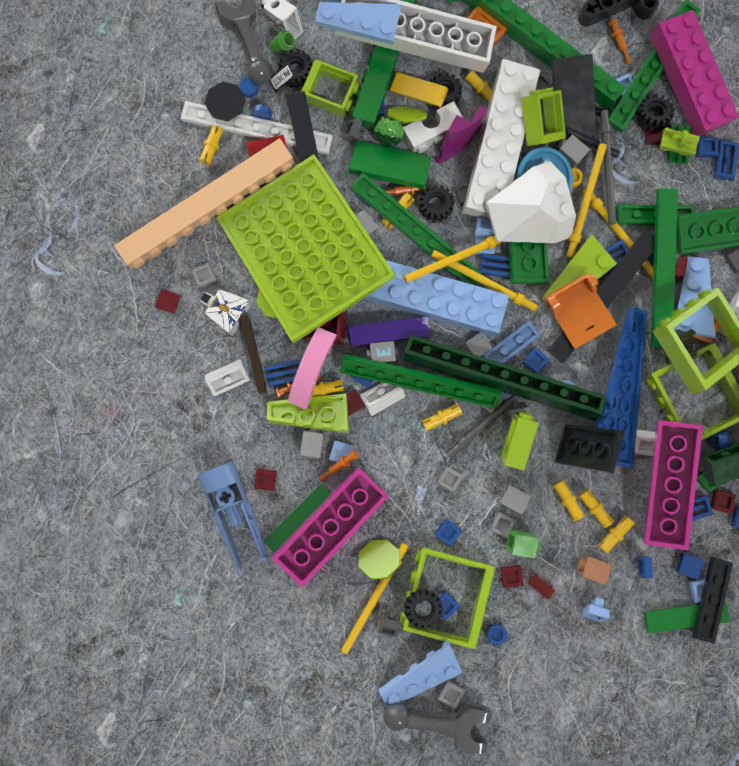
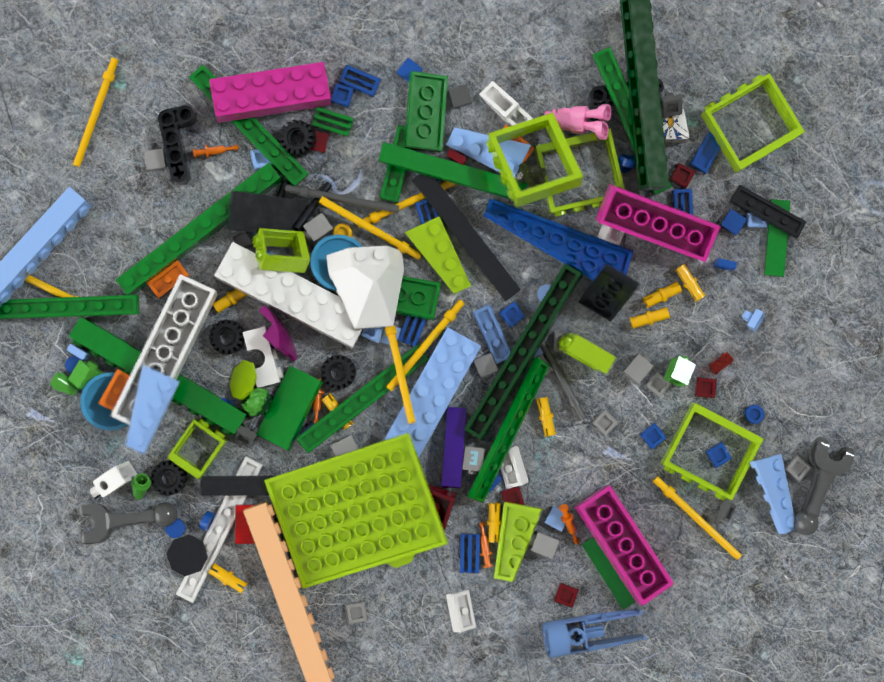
camera: 80 degrees left, 5 degrees up
(168, 301) = (374, 652): dark red tile -> none
(225, 309) = (397, 598): torso -> none
(253, 354) = (464, 580): dark brown tile -> none
(281, 77) = (176, 494): sticker -> none
(310, 367) = (474, 530): bright pink slope -> none
(379, 559) = (663, 506): lime piece -> none
(419, 89) = (221, 362): yellow tile -> none
(432, 617) = (728, 472): black tyre -> none
(578, 308) = (477, 263): orange door -> none
(593, 569) = (716, 312): nougat brick -> none
(679, 142) = (335, 125): lime hips -> none

